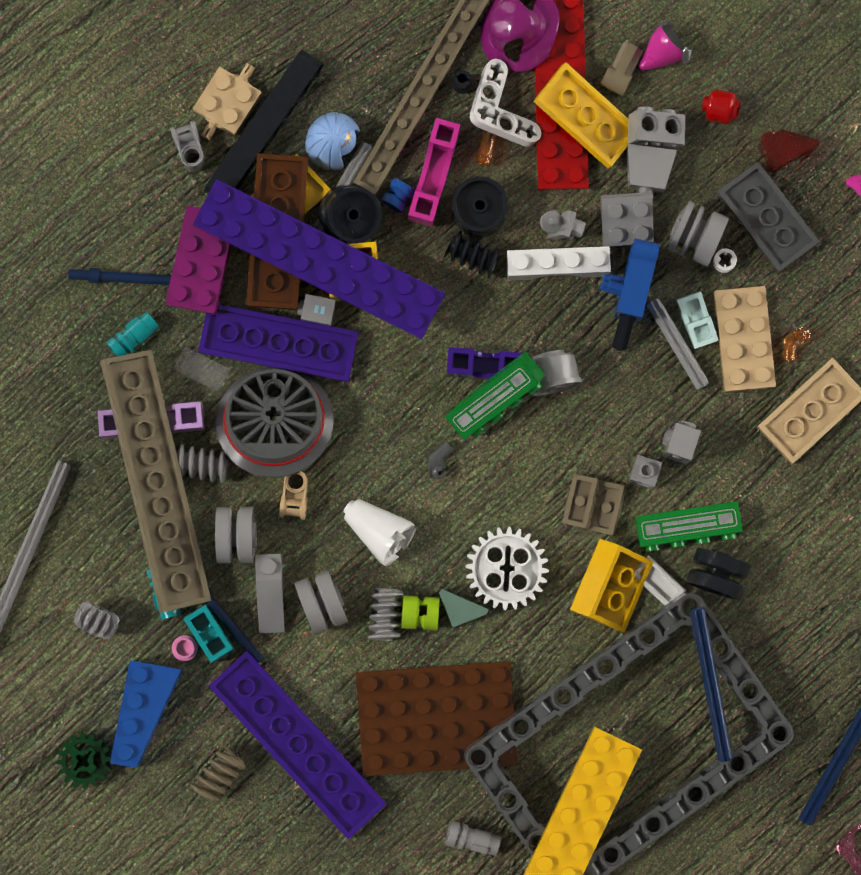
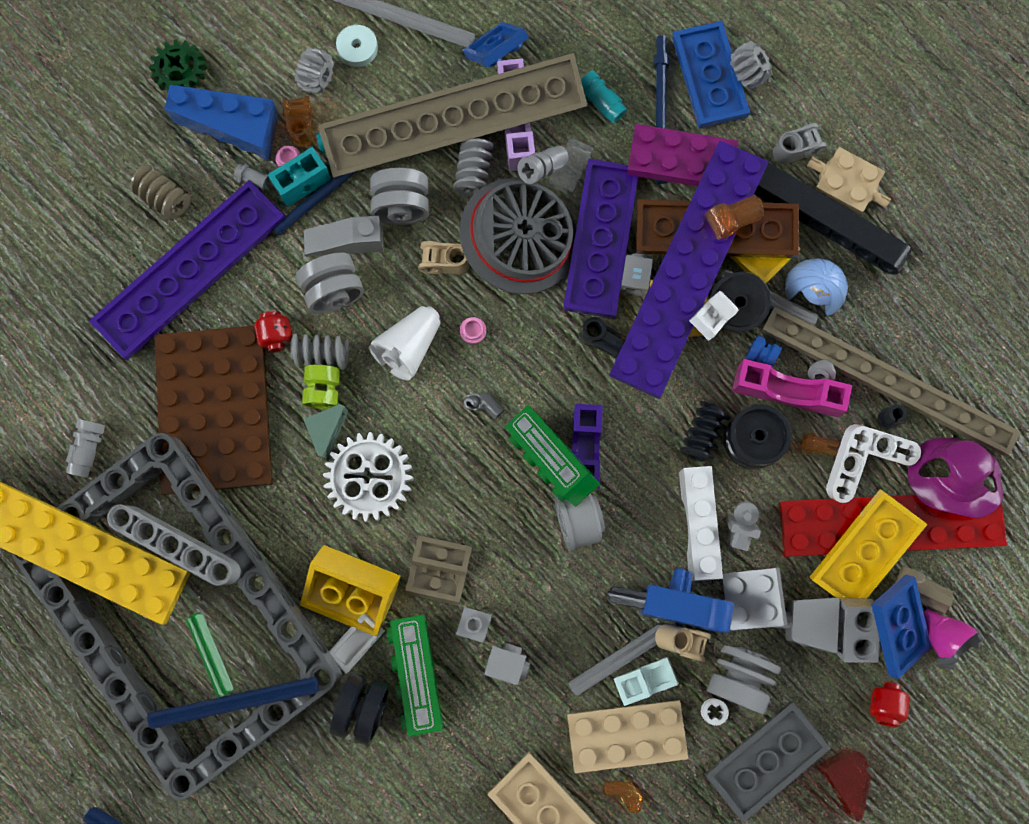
camera: 90 degrees right, 5 degrees down
(52, 580) = (357, 35): none -> light aqua piece
(75, 439) = (496, 44): none -> blue plate
(107, 188) = (751, 65): none -> light grey gear
(111, 228) = (709, 77): none -> blue plate
(139, 637) = (298, 117): none -> clear orange piece
(202, 687) = (244, 173): none -> light grey pin
(208, 394) = (539, 165): none -> light grey axle
(277, 219) = (727, 219): none -> clear orange piece
(364, 659) = (273, 331): none -> red head
(366, 468) = (473, 330): none -> bright pink plate
(369, 240) = (714, 315): none -> white bracket
(380, 340) = (608, 340): none -> black piece
(418, 142) = (822, 367): none -> light grey plate
(571, 752) = (161, 540): none -> light grey beam
(654, 92) = (901, 626): none -> blue plate
(663, 285) = (681, 640): none -> tan piece
(669, 706) = (209, 654): none -> axle

